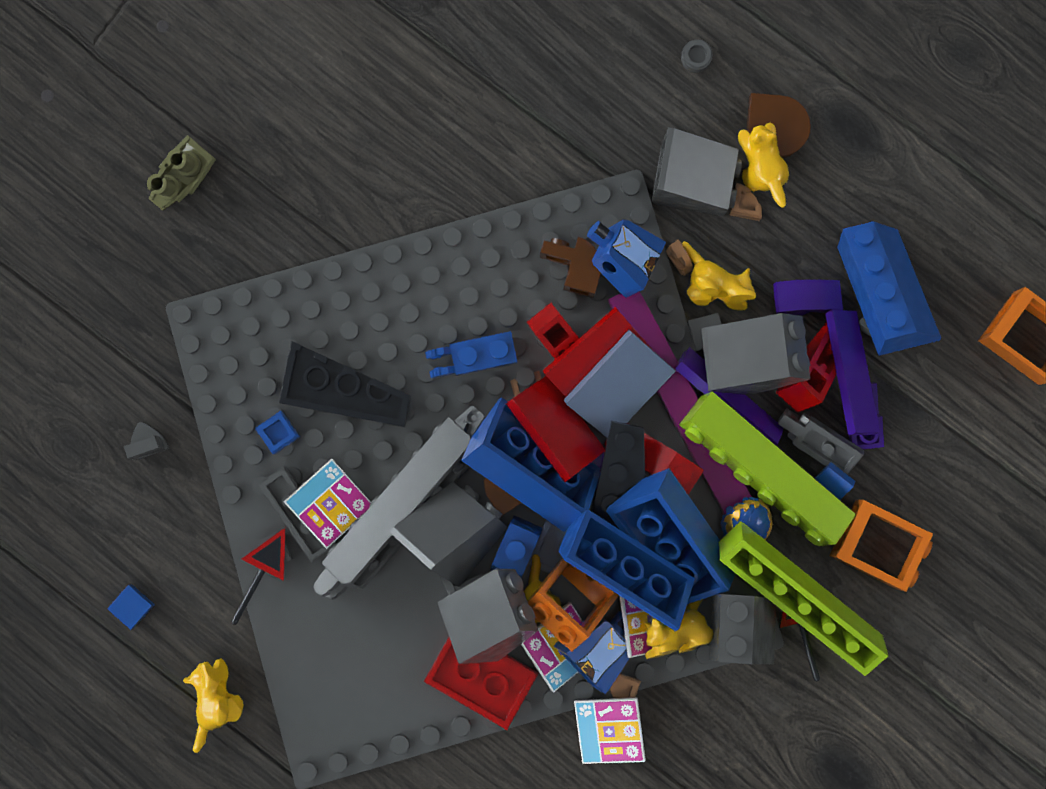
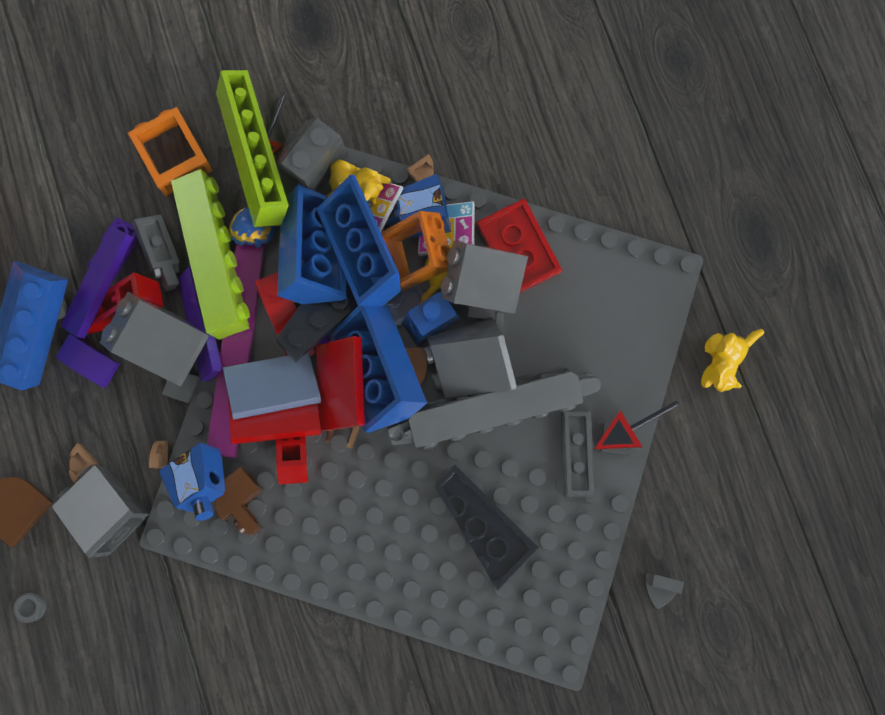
camera: 145 degrees left, 5 degrees down
(131, 606) = (748, 469): blue tile -> none
(277, 432) = (554, 526): blue tile -> none
(328, 503) = (549, 445): piece -> none
(475, 355) = (363, 483): blue hinge -> none
(610, 730) = (451, 151): piece -> none
(713, 282) = (148, 419): yellow animal -> none
(766, 166) = (42, 478): yellow animal -> none
(835, 480) = (168, 216): blue tile -> none

